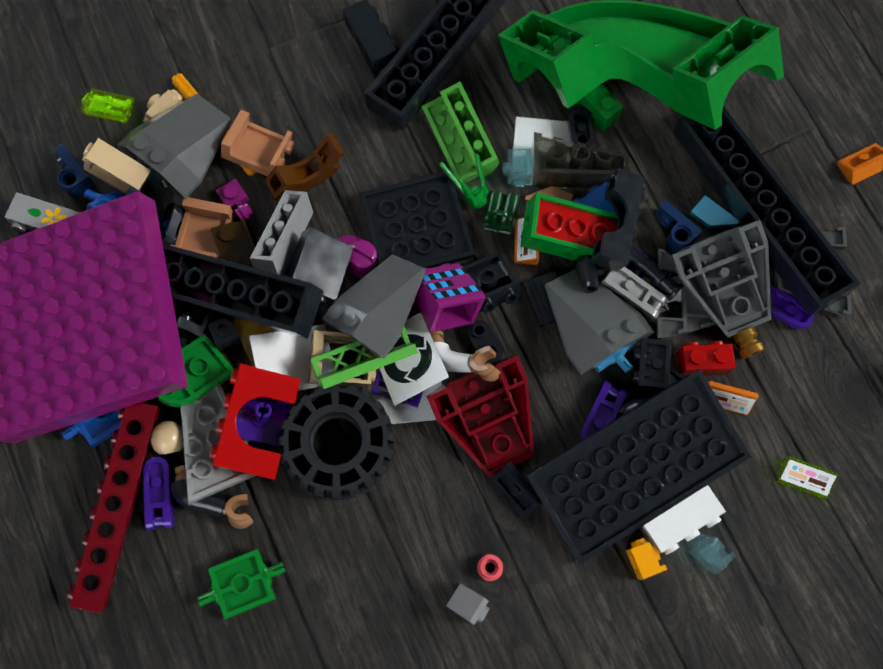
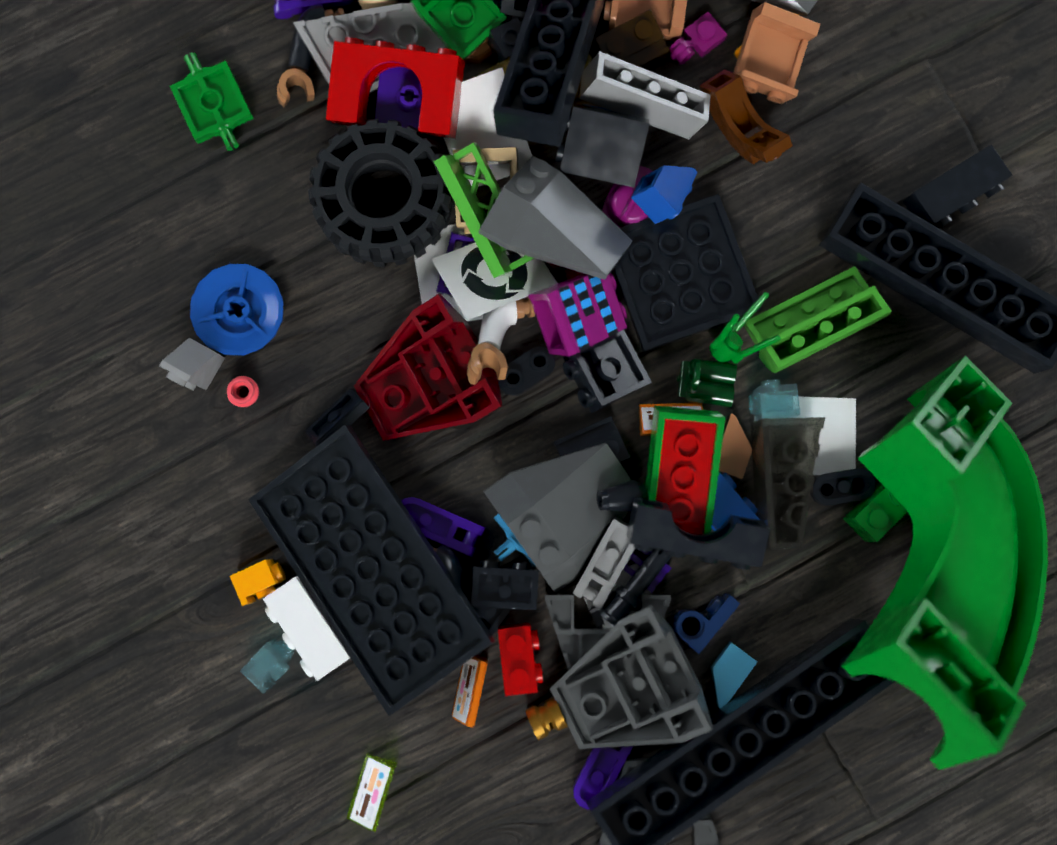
camera: 85 degrees right, 10 degrees up
(358, 227) = (664, 191): none -> blue slope
(442, 574) = (214, 309): none -> blue piece

